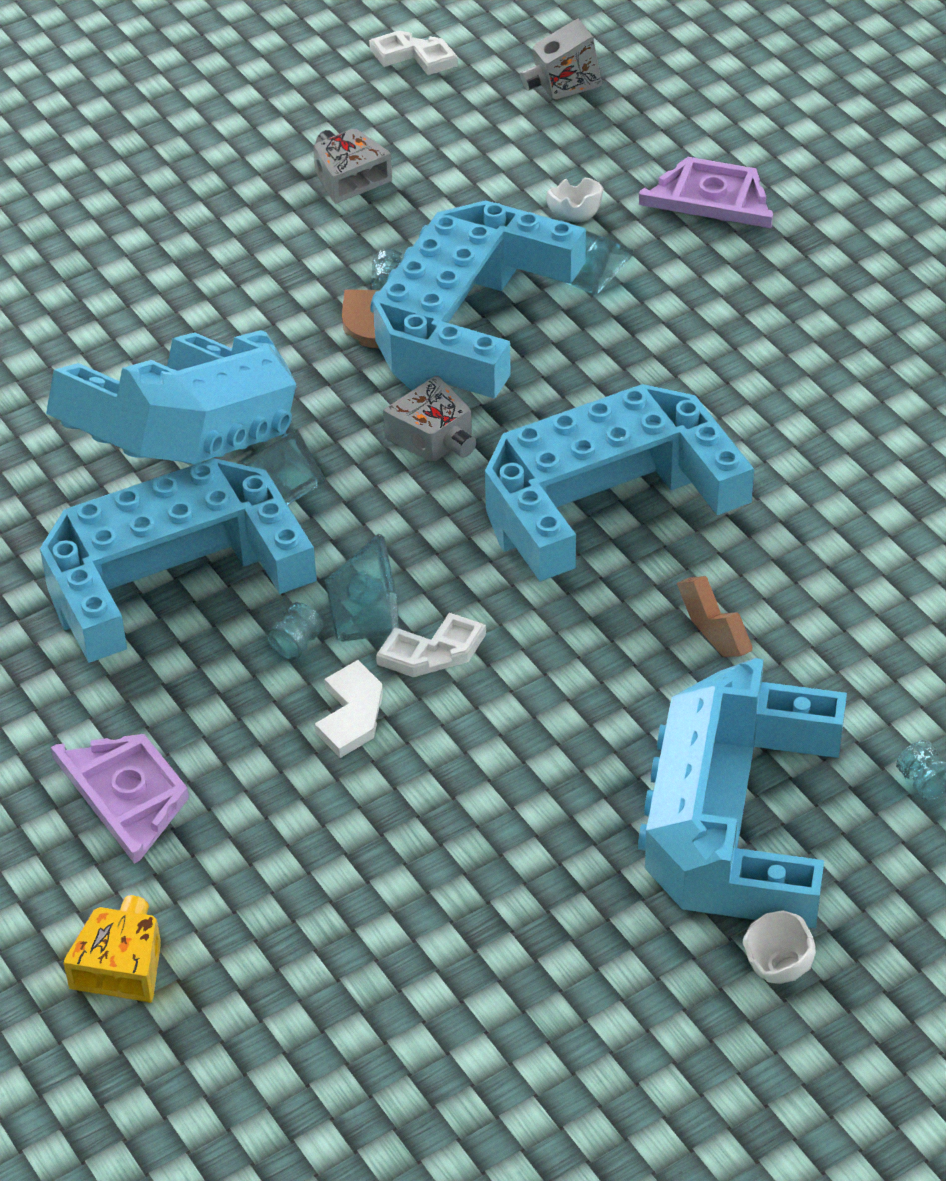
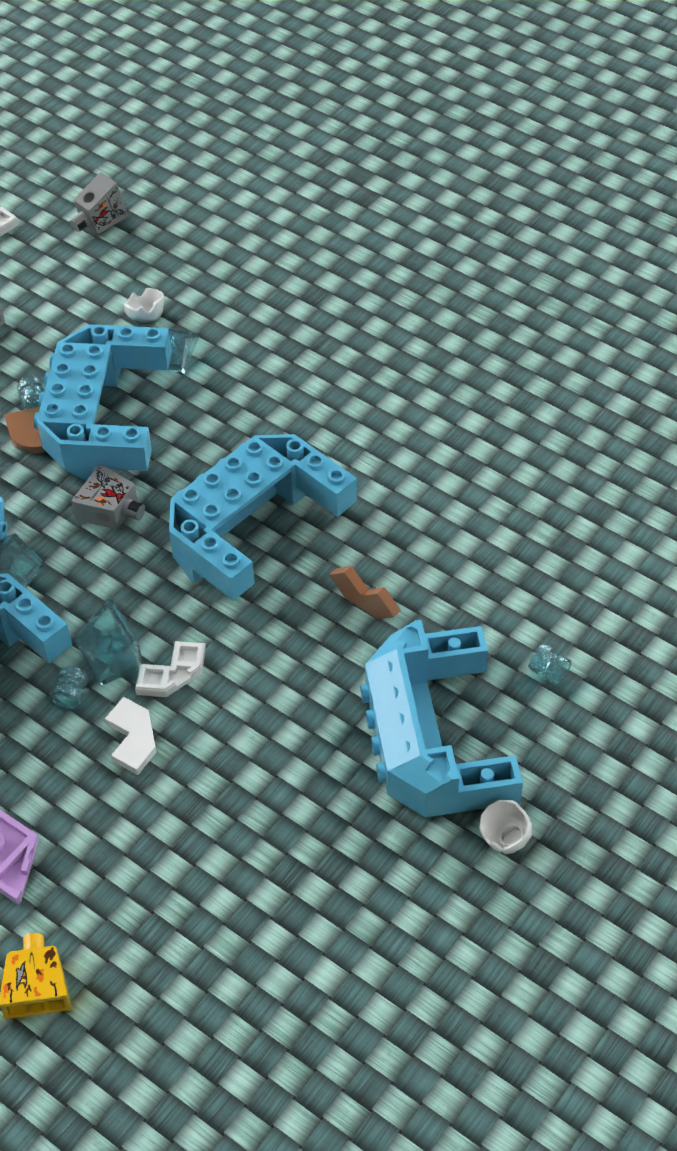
camera: 20 degrees left, 5 degrees up
(711, 191) = (237, 276): lavender wing -> none

